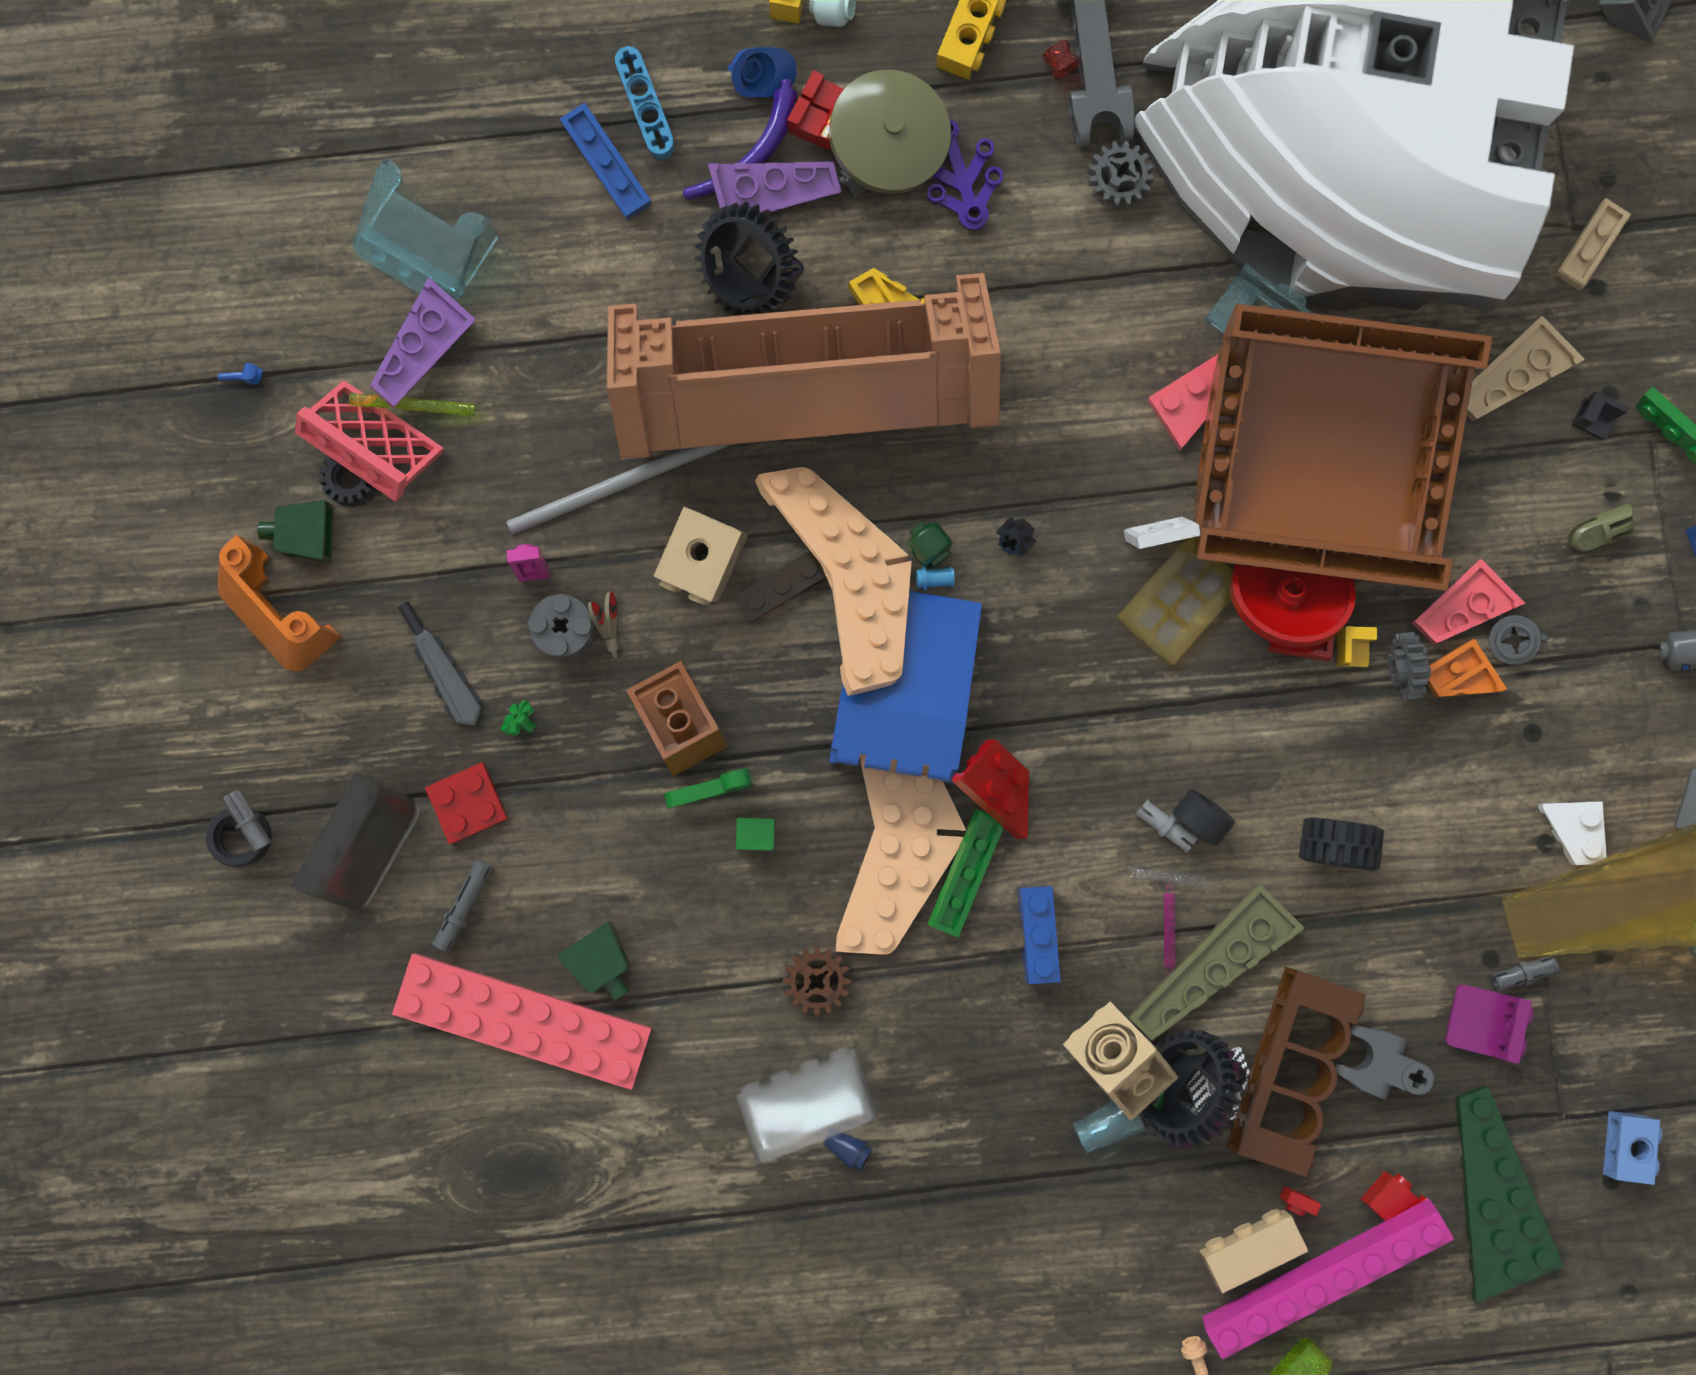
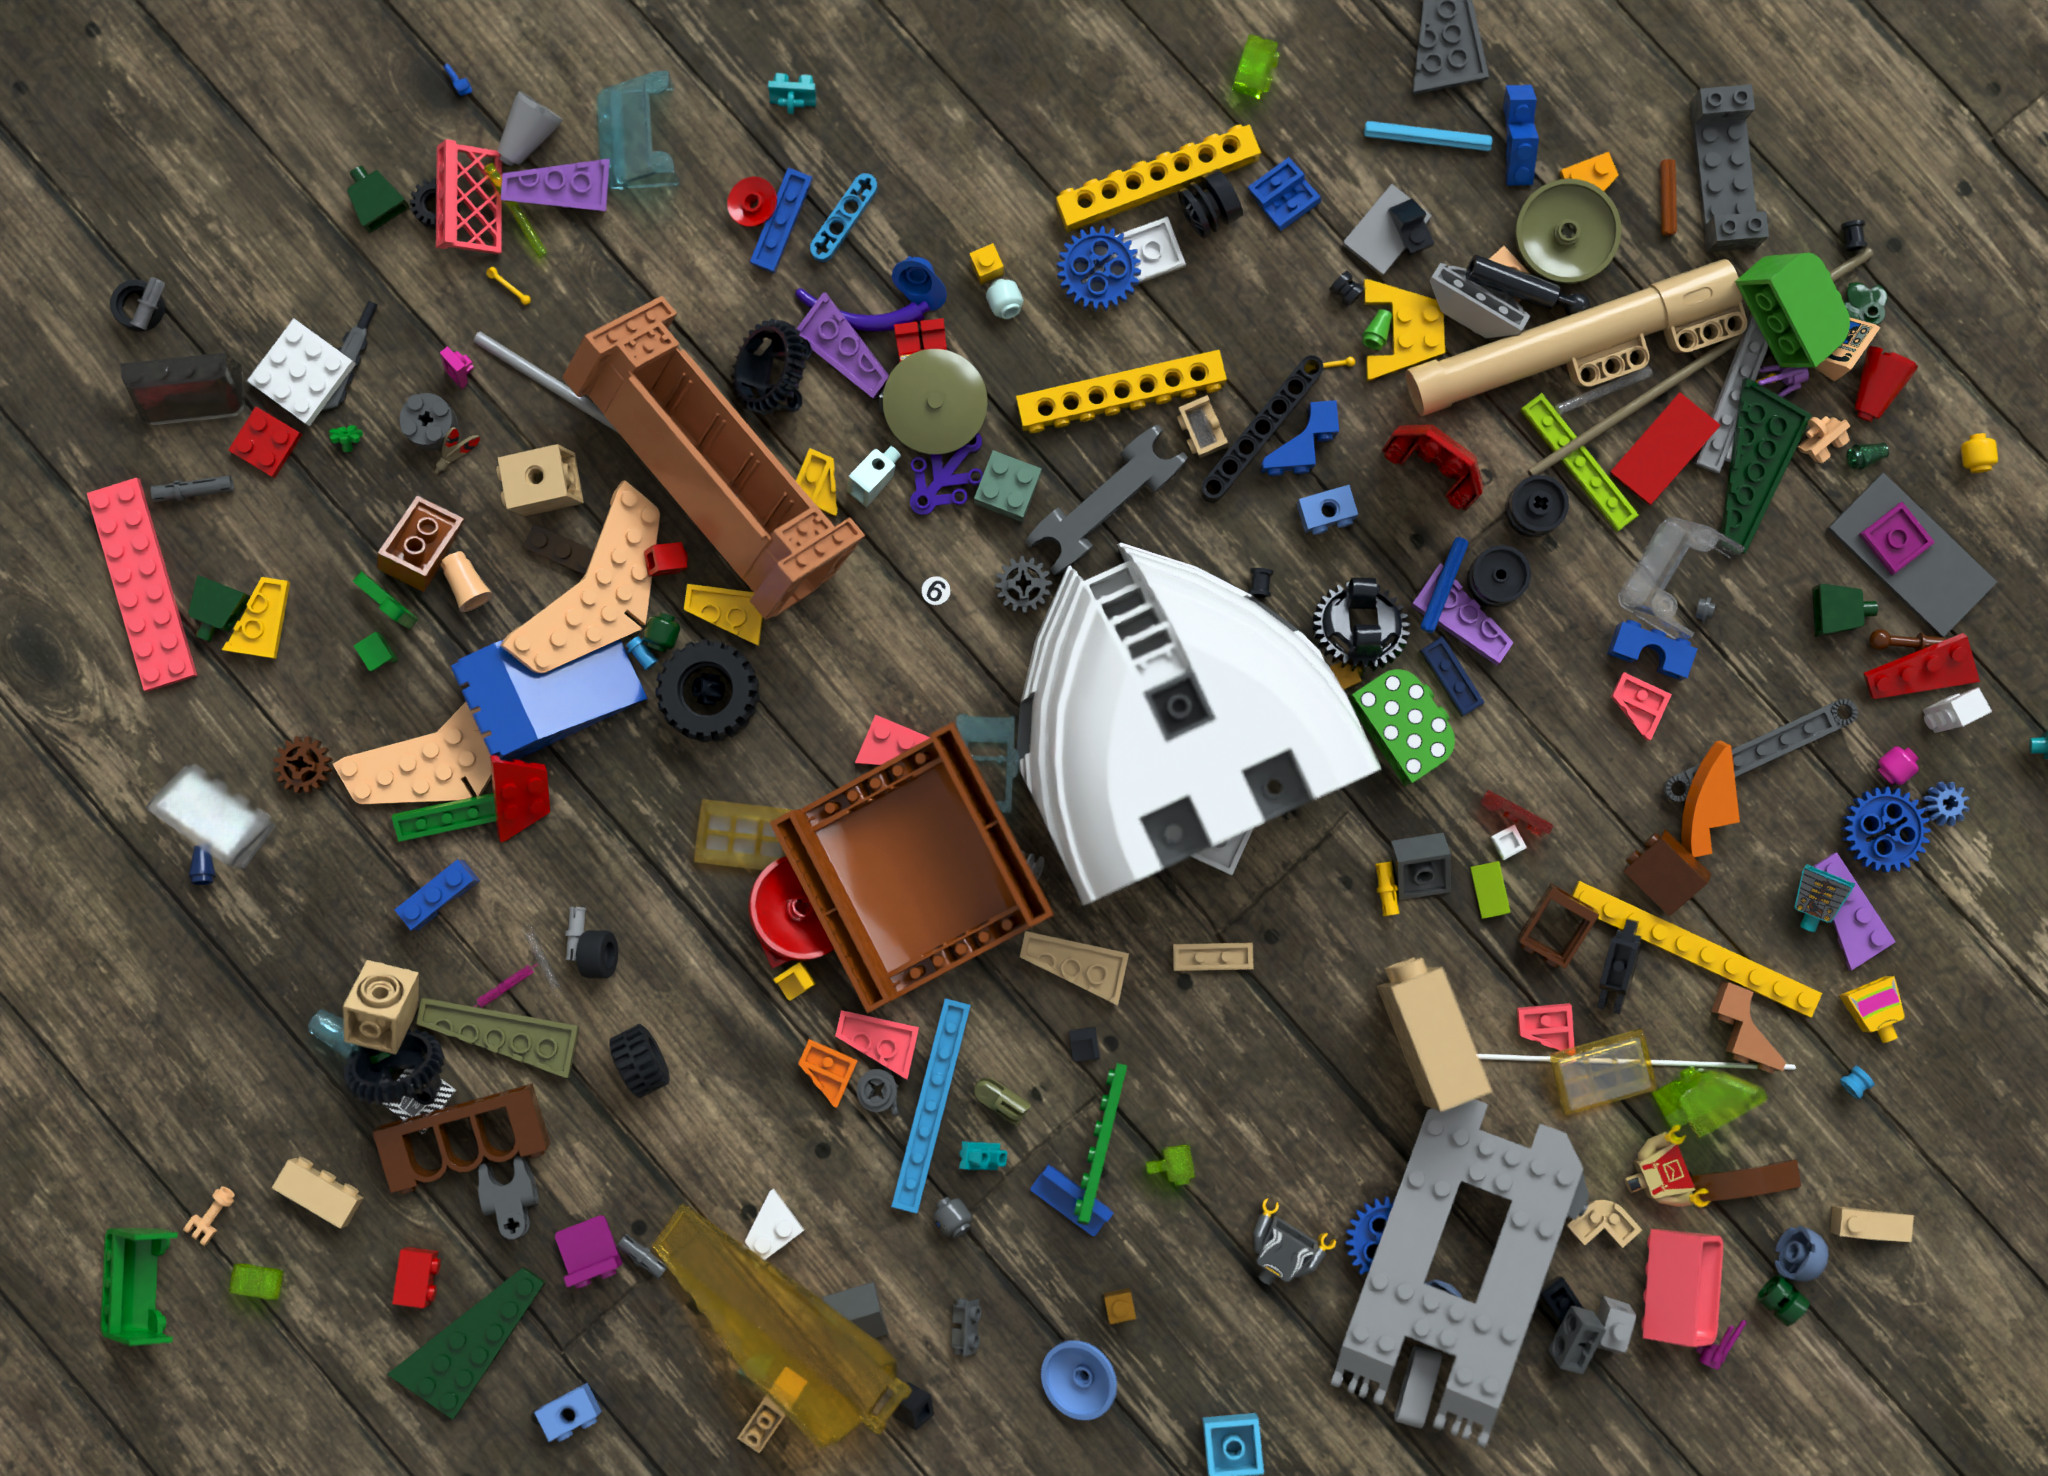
camera: 60 degrees right, 0 degrees up
(291, 640) = (313, 180): orange windscreen -> none
(340, 337) = (525, 129): none -> light grey cone
(423, 719) = (301, 372): none -> white plate
(457, 470) = (492, 273): none -> yellow hinge
(489, 66) = (792, 93): none -> teal hips
(555, 171) = (745, 194): none -> red dish
(644, 926) = (262, 622): none -> yellow wing
(746, 699) = (465, 582): none -> light nougat plant
(861, 490) = (666, 559): none -> red brick
(918, 241) = (872, 475): none -> light aqua torso
(950, 466) = (725, 609): none -> yellow wing
(1016, 123) = (1007, 486): none -> sand green brick
(1048, 507) = (678, 670): none -> black tyre
(1061, 59) = (1079, 485): clear red wheel -> none
(1065, 263) = (935, 590): none -> white sticker
(1161, 532) = (777, 787): white tile -> none
(1299, 1202) = (373, 1202): red plate -> none
(1326, 1278) = (328, 1252): dark pink brick -> none
(1409, 666) = (800, 1025): dark grey gear -> none
(1562, 599) = (931, 1105): none -> dark azure plate
(1638, 41) = (1387, 888): none -> yellow pin
(1645, 582) = (982, 1156): none -> teal hips

